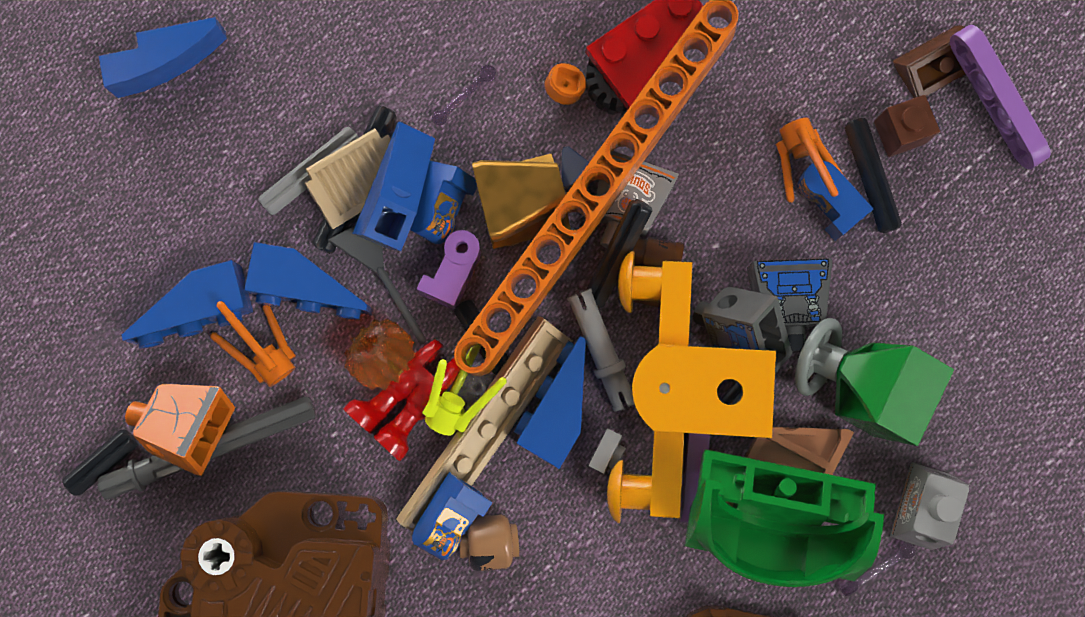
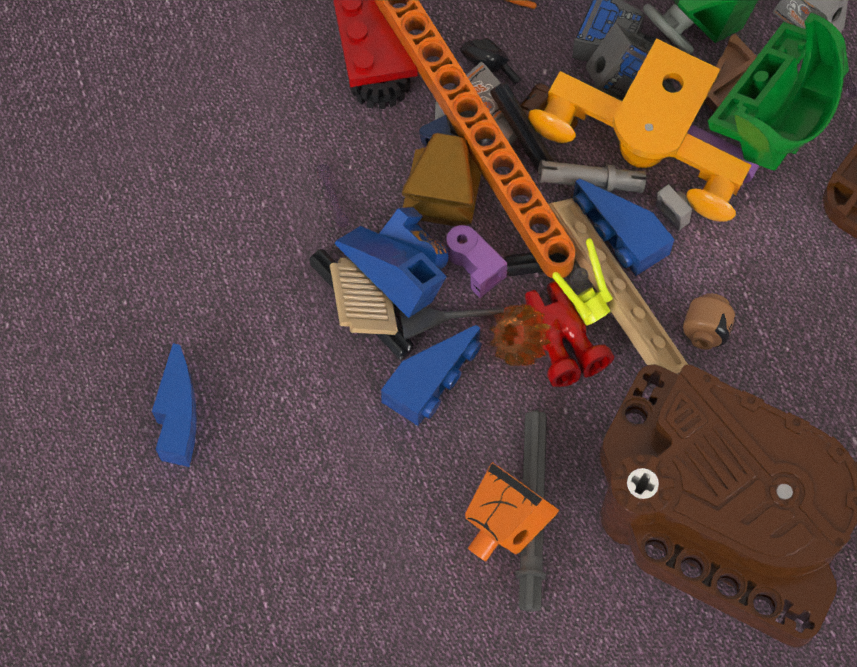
camera: 65 degrees left, 15 degrees down
(100, 462) = (505, 605): black axle -> none
(193, 305) = (404, 457): blue slope -> none
(271, 363) = (484, 427): orange plant -> none
(293, 183) = (336, 335): light grey axle -> none
(449, 517) = (675, 334): blue leg -> none
(565, 84) = (364, 117): orange tile -> none
(697, 176) = (490, 55): none -> black piece

